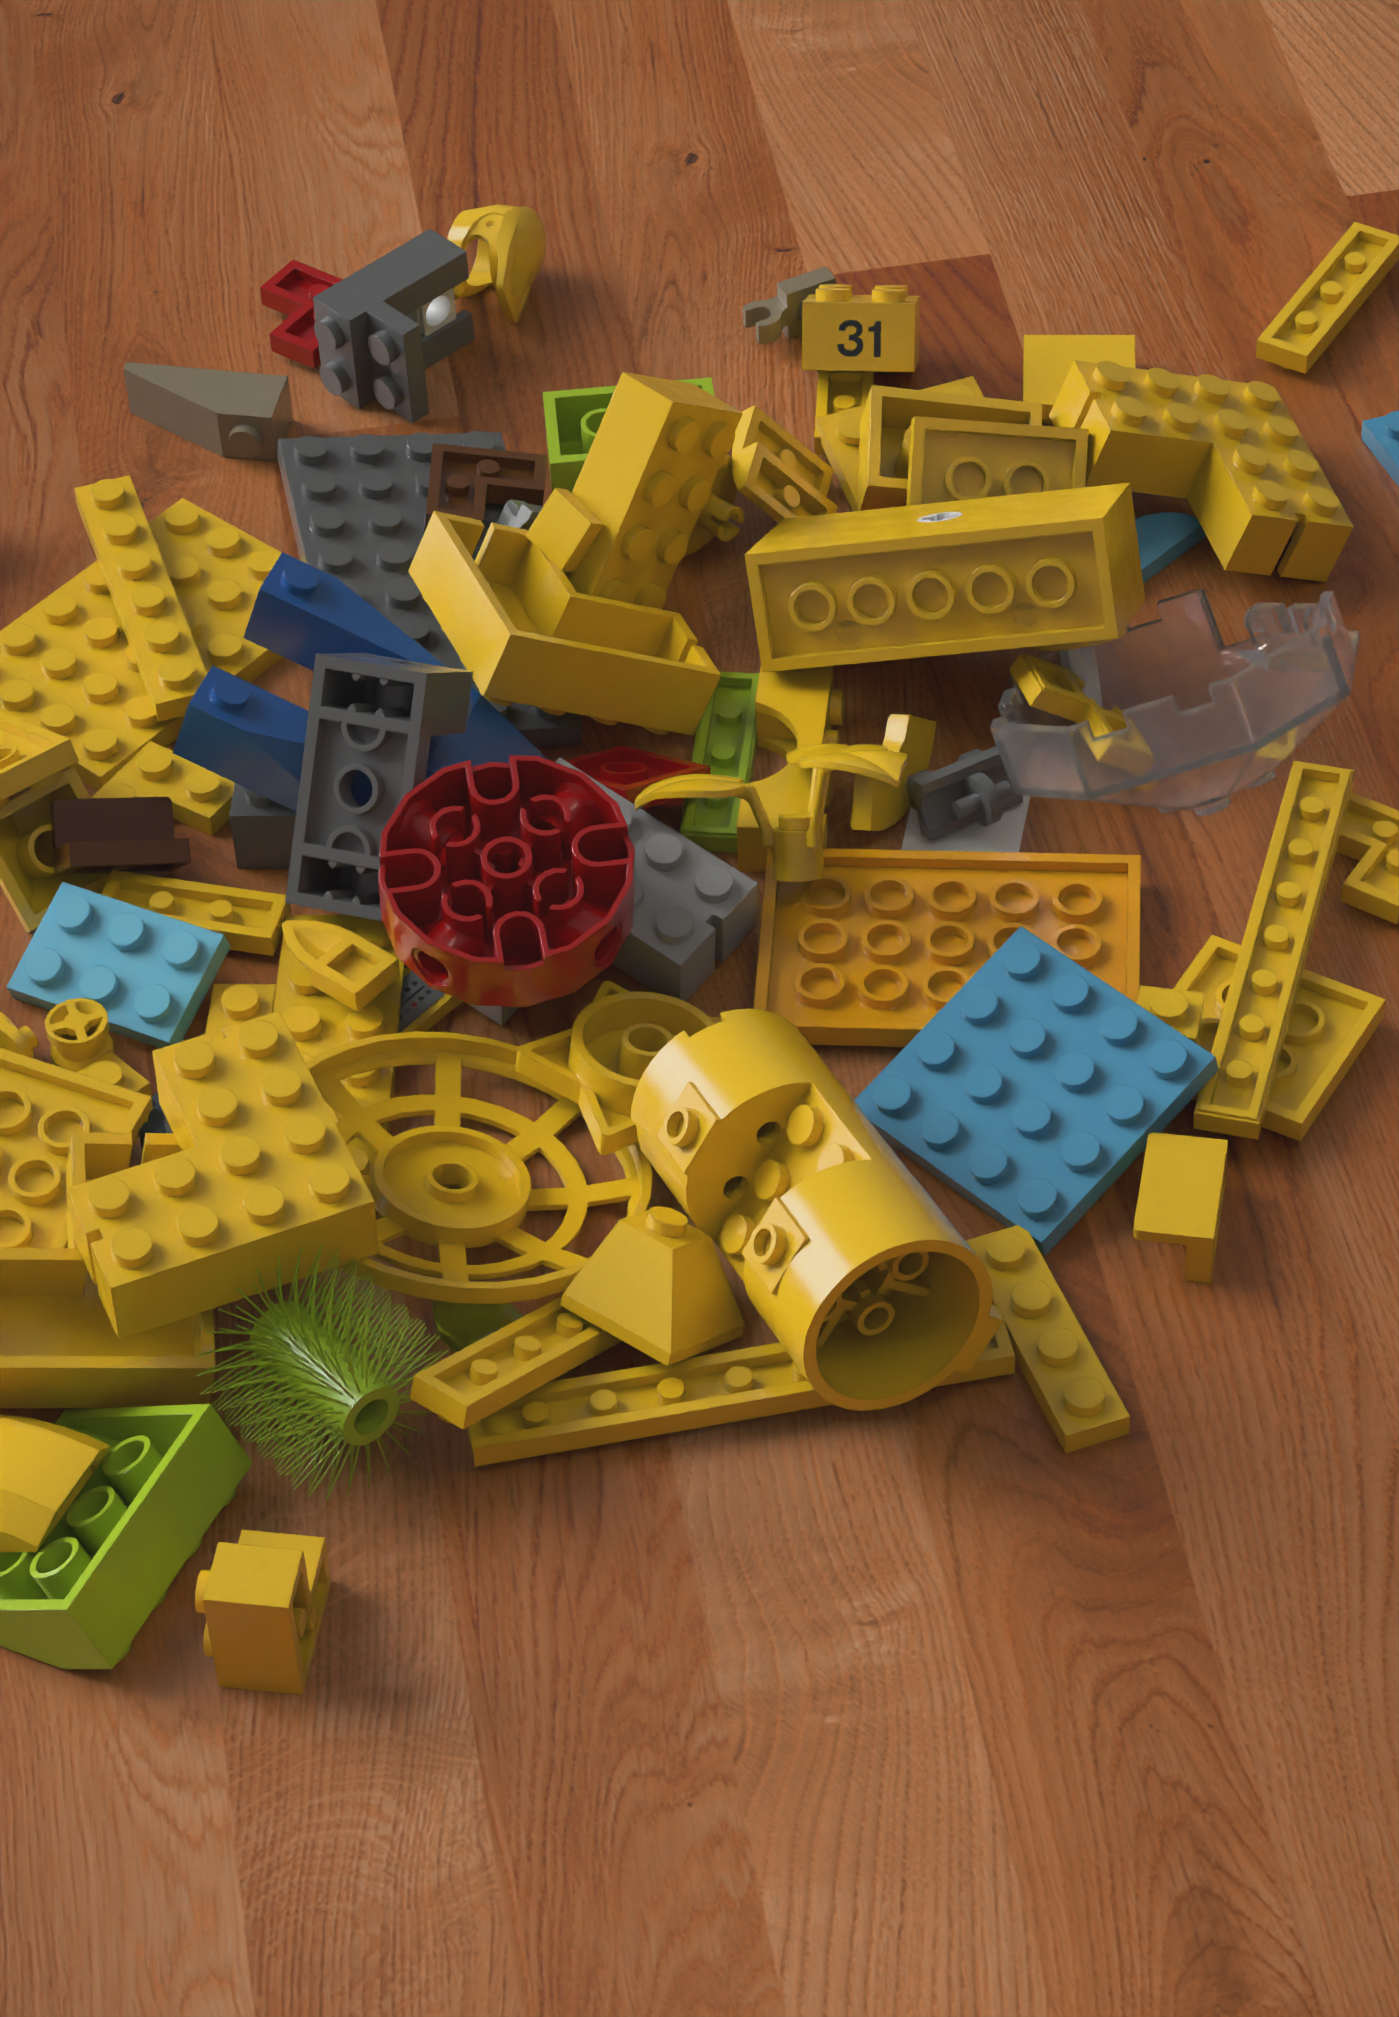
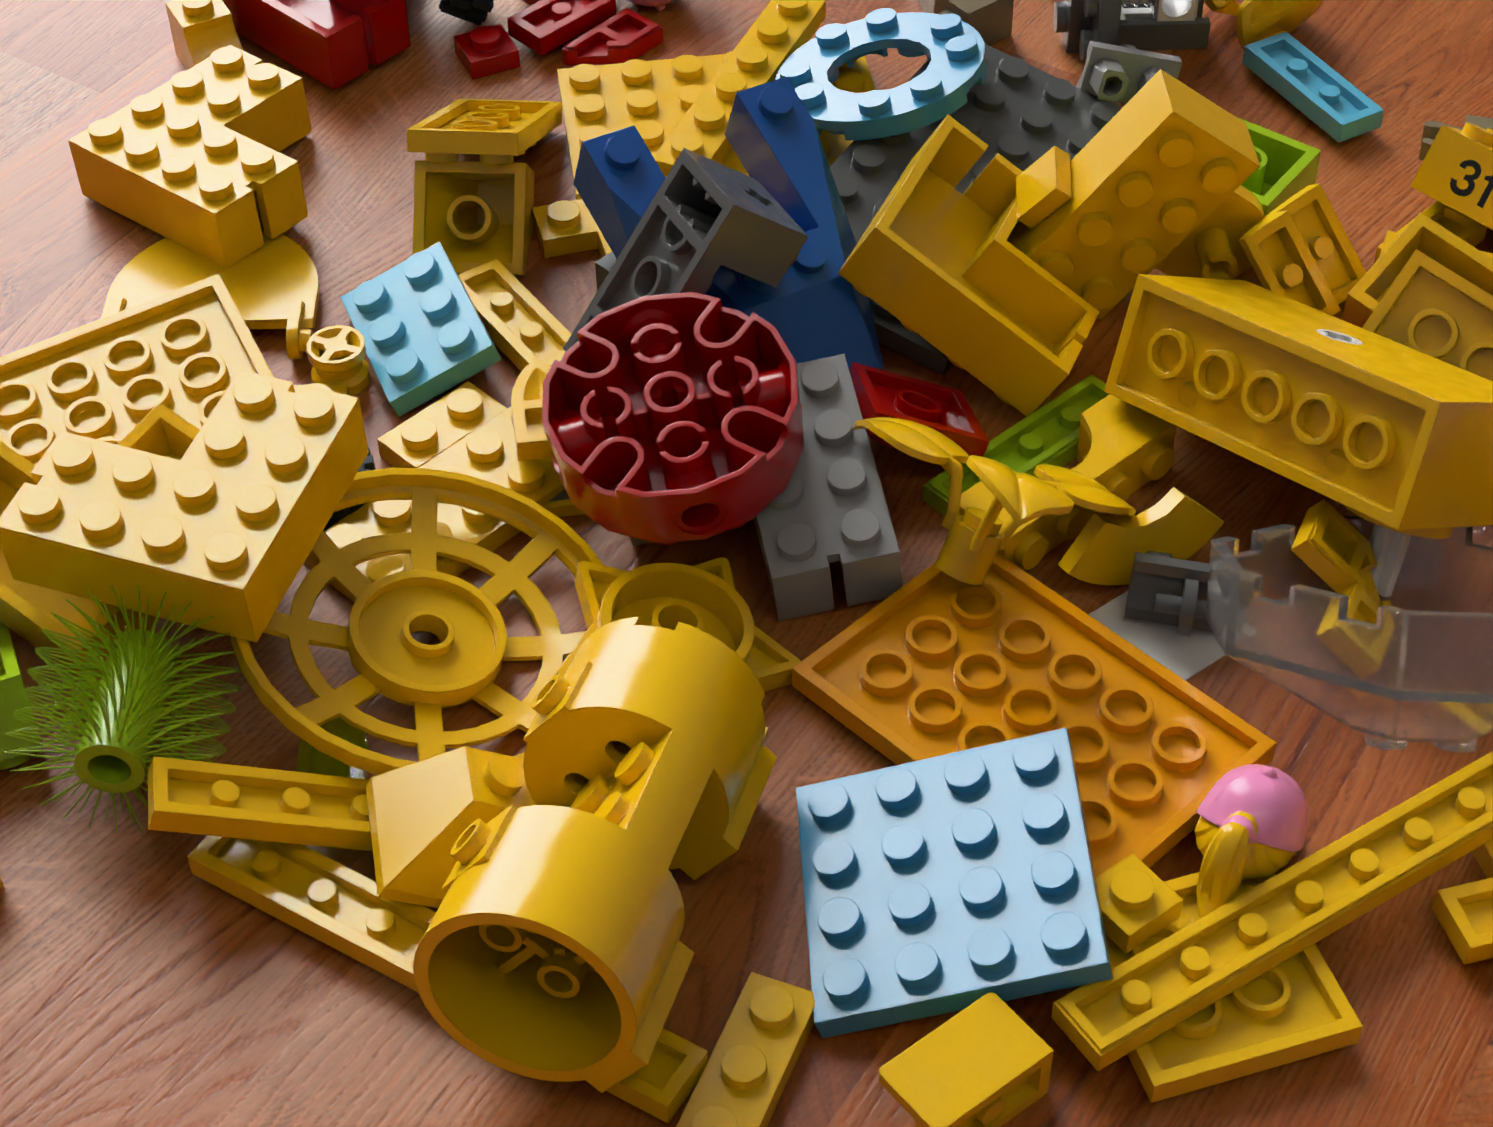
camera: 40 degrees right, 0 degrees up
(115, 835) = (520, 233): reddish brown panel -> none
(335, 536) = (955, 66): none -> plate
(467, 398) = (1121, 71): none -> light grey hips
(470, 476) = (1038, 125): reddish brown plate -> none
(610, 325) = (1313, 87): none -> medium azure plate
(1193, 920) = (1247, 830): none -> hair

